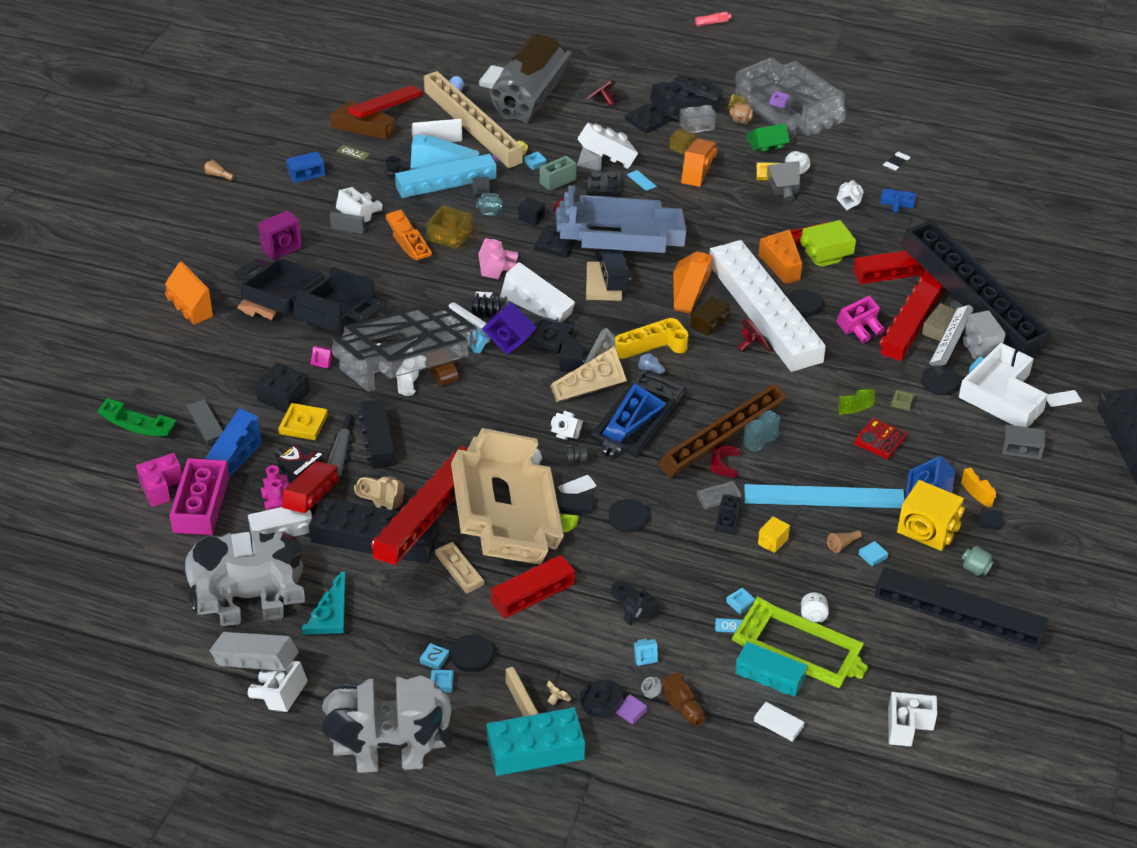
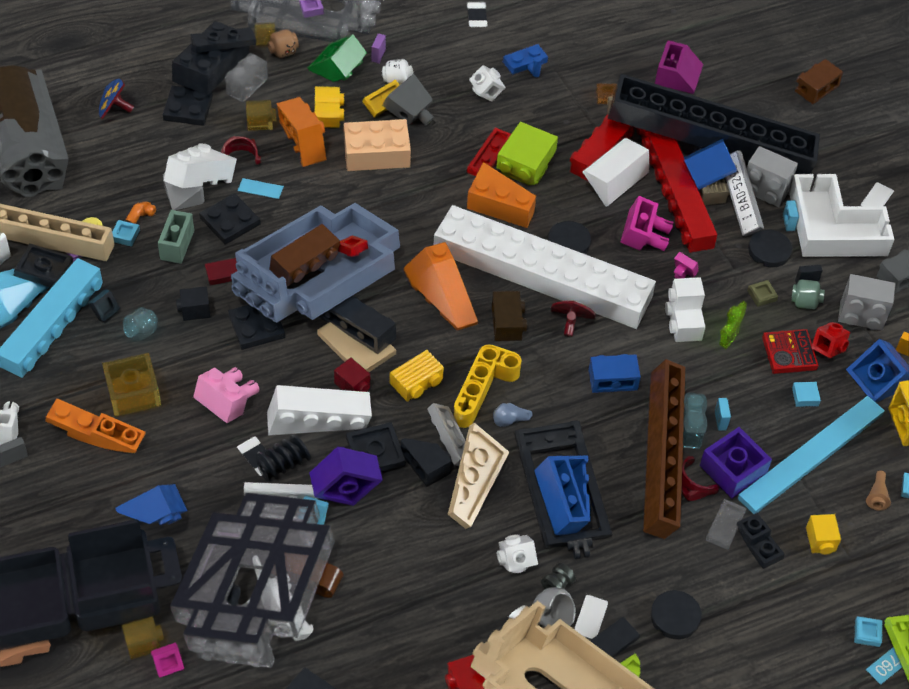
camera: 45 degrees left, 10 degrees up
(320, 337) = (142, 637): none -> clear yellow brick
(394, 282) = (157, 505): none -> blue slope
(467, 147) = (42, 265): none -> black tile
(554, 152) = (140, 209): none -> orange arm
(556, 459) = (558, 606): none -> light grey hair
(577, 292) = (352, 376): none -> dark red brick
(613, 212) = (305, 254): none -> reddish brown brick
(616, 313) = (417, 375): none -> yellow brick
(649, 225) = (353, 246): none -> red plate
(653, 150) = (241, 143): none -> dark red helmet
(730, 158) = (328, 105): none -> yellow brick
(736, 191) = (377, 145): none -> light nougat brick
(741, 380) = (614, 373): none -> blue brick
(760, 463) = (735, 462): none -> dark purple brick
(786, 439) = (722, 414): none -> medium azure tile
(802, 143) = (378, 48): none -> medium lavender tile
(831, 374) = (685, 309): none -> white brick
(861, 355) = (684, 266): none -> dark pink tile
(861, 465) = (806, 394): none -> medium azure tile
(880, 282) = (618, 170): none -> white slope
(912, 444) = (831, 339): none -> red brick
(931, 415) = (807, 294): none -> sand green head
(943, 303) = (710, 164): none -> blue slope
(946, 406) = (809, 272): none -> black tile
(964, 437) = (866, 302): none -> light grey brick
(999, 251) = (679, 68): none -> magenta slope
(1102, 311) = (818, 81): none -> reddish brown brick

